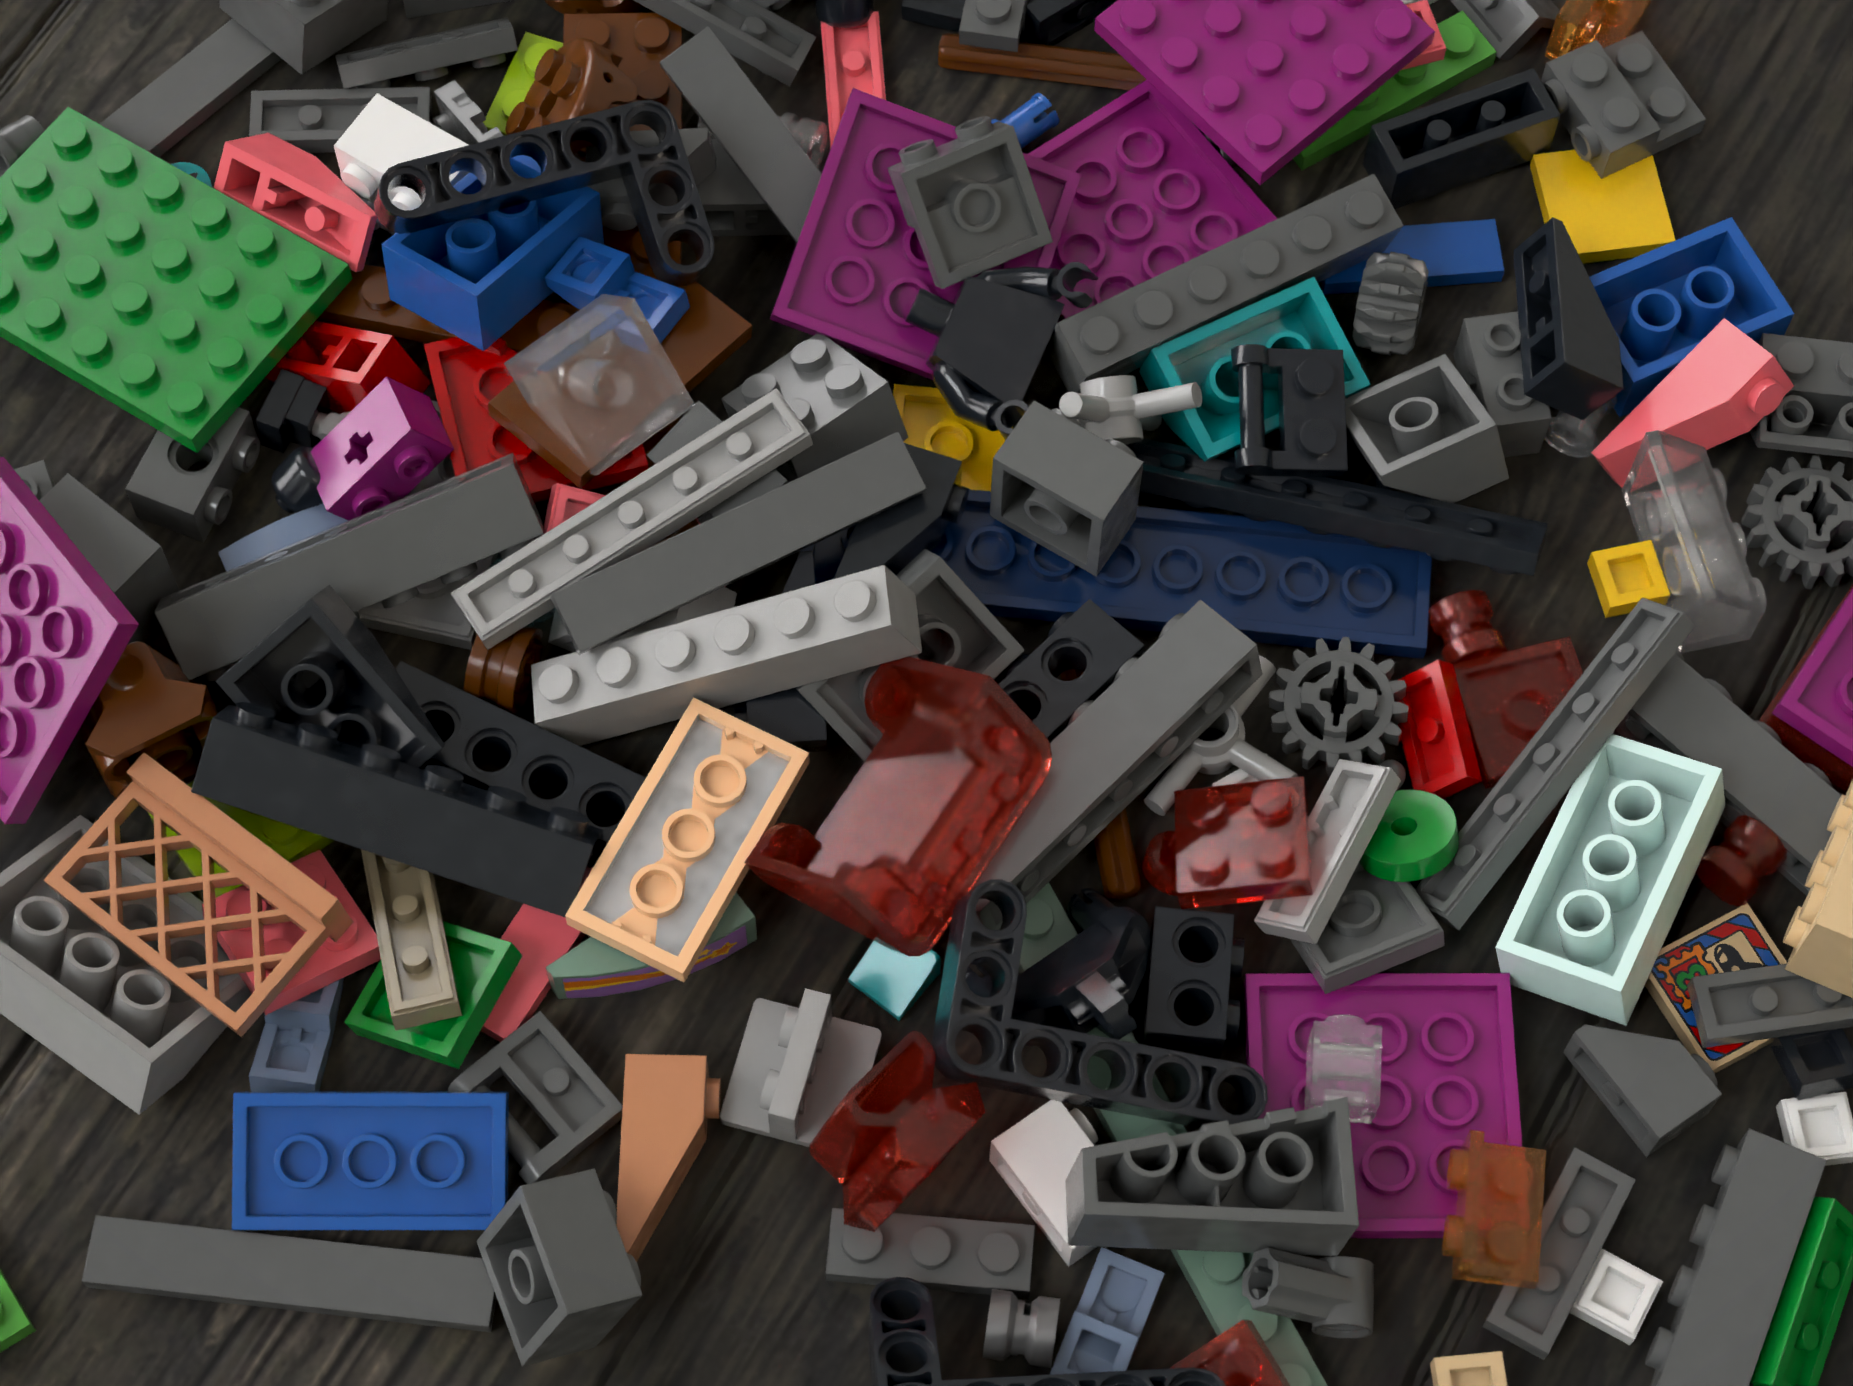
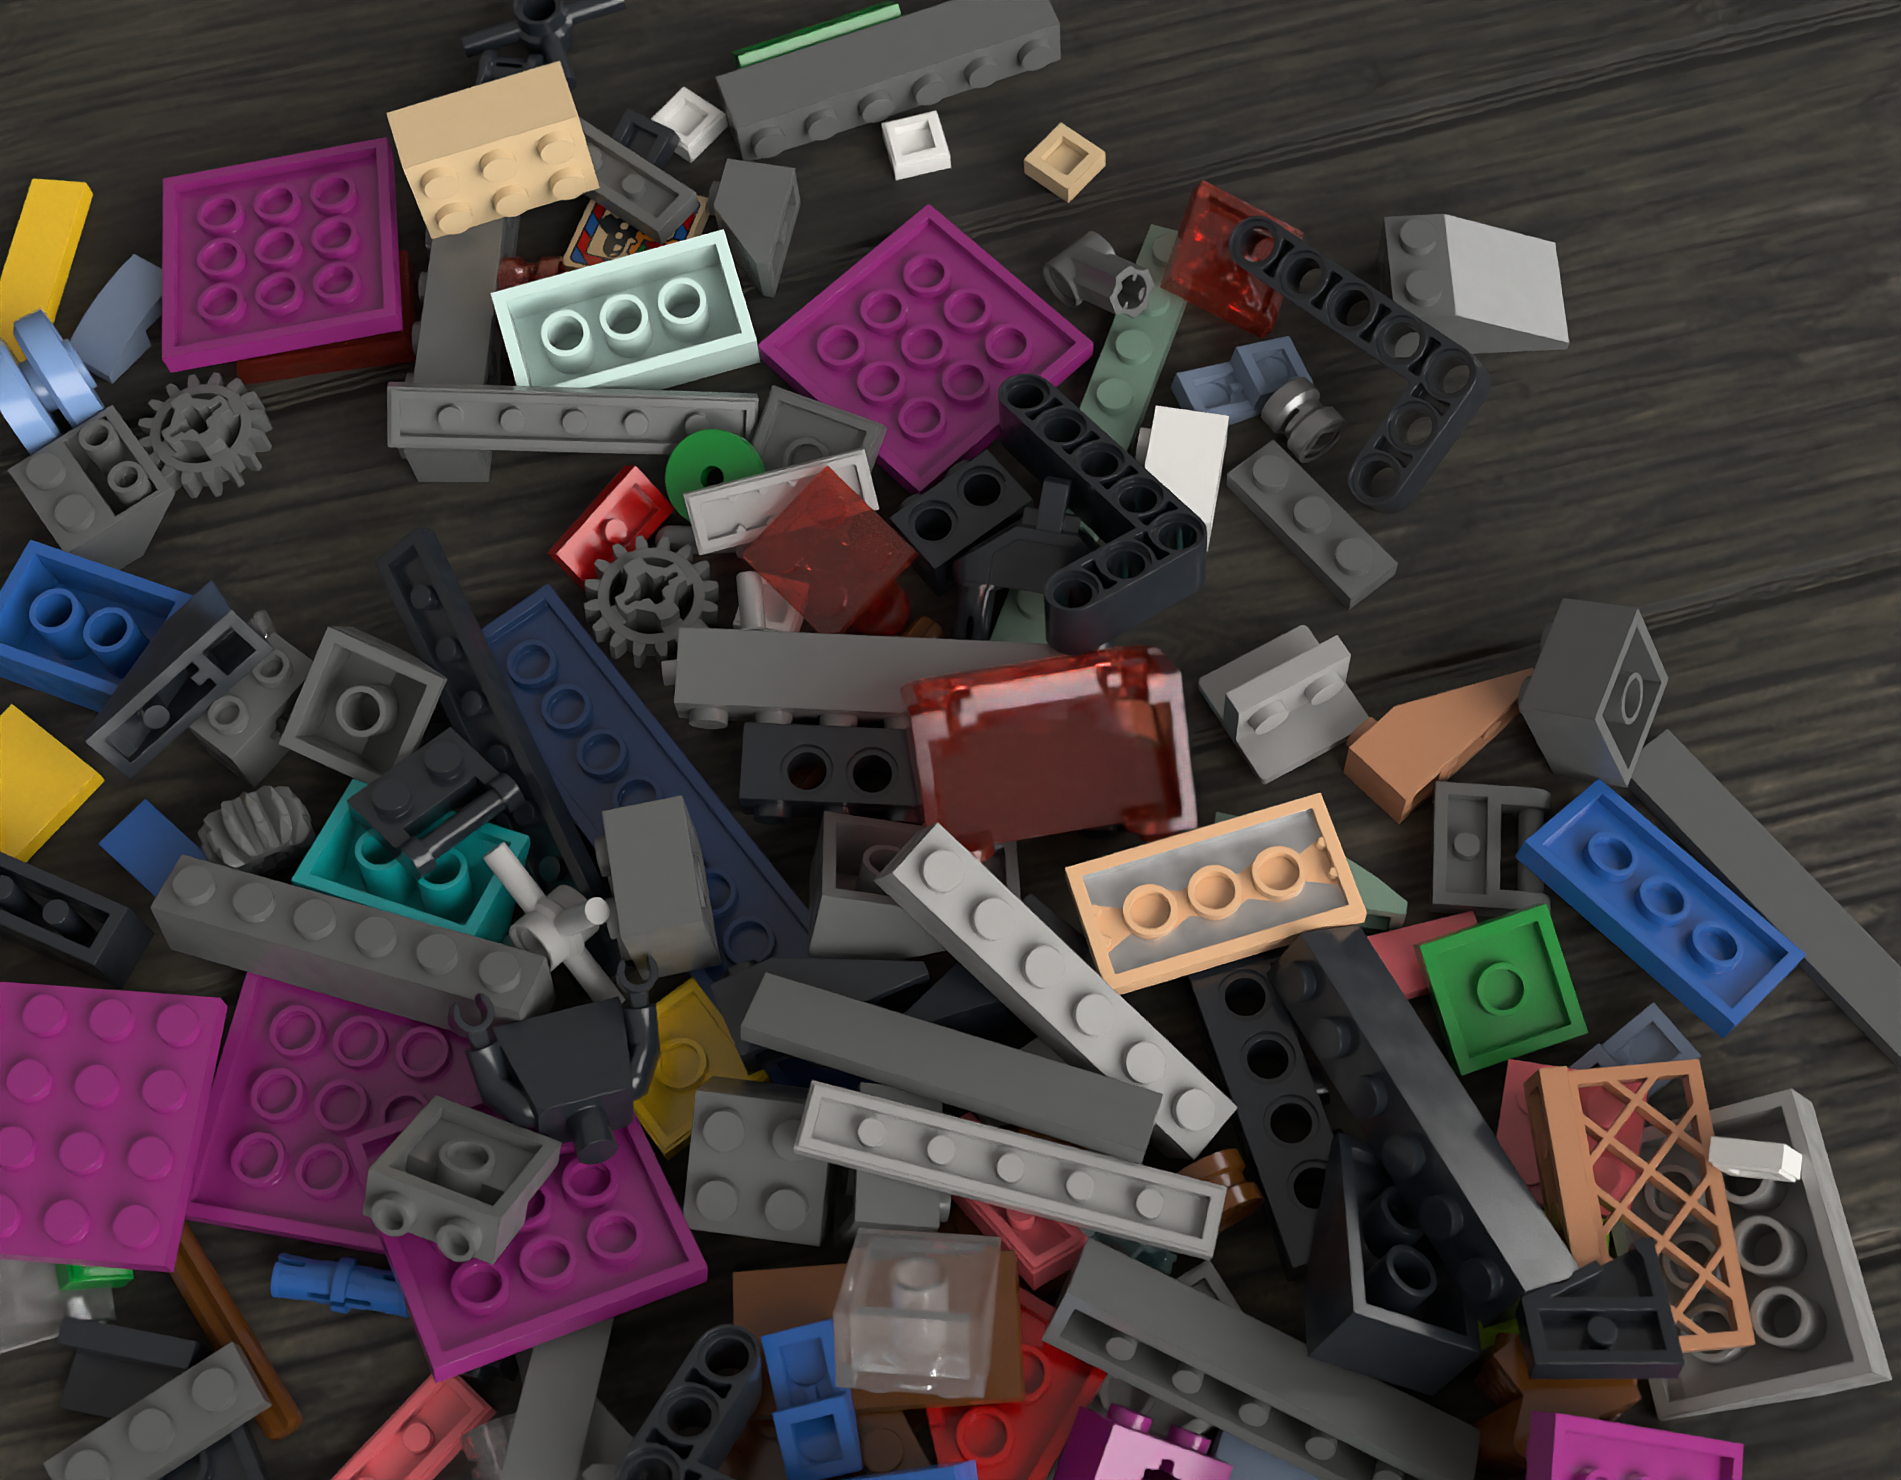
camera: 125 degrees left, 0 degrees up
(136, 982) = (1755, 1159): none -> white tile
(148, 759) = (1603, 1322): none -> black wing
(411, 942) = (1499, 1011): dark tan tile -> none
(893, 1132) = (1278, 563): clear red piece -> none
(1223, 1187) = (1100, 345): dark grey wedge -> none
(1344, 1062) = (937, 362): clear brick -> none
(1466, 626) = (507, 571): clear red wheel -> none
(1497, 1214) = (939, 218): clear orange bracket -> none
(1512, 697) = (532, 496): clear red plate -> none
(1572, 1234) = (903, 187): dark grey plate -> none
(1626, 576) = (361, 512): yellow plate -> none
(1702, 554) = (301, 484): clear slope -> none
(1705, 399) = (157, 537): coral slope -> none

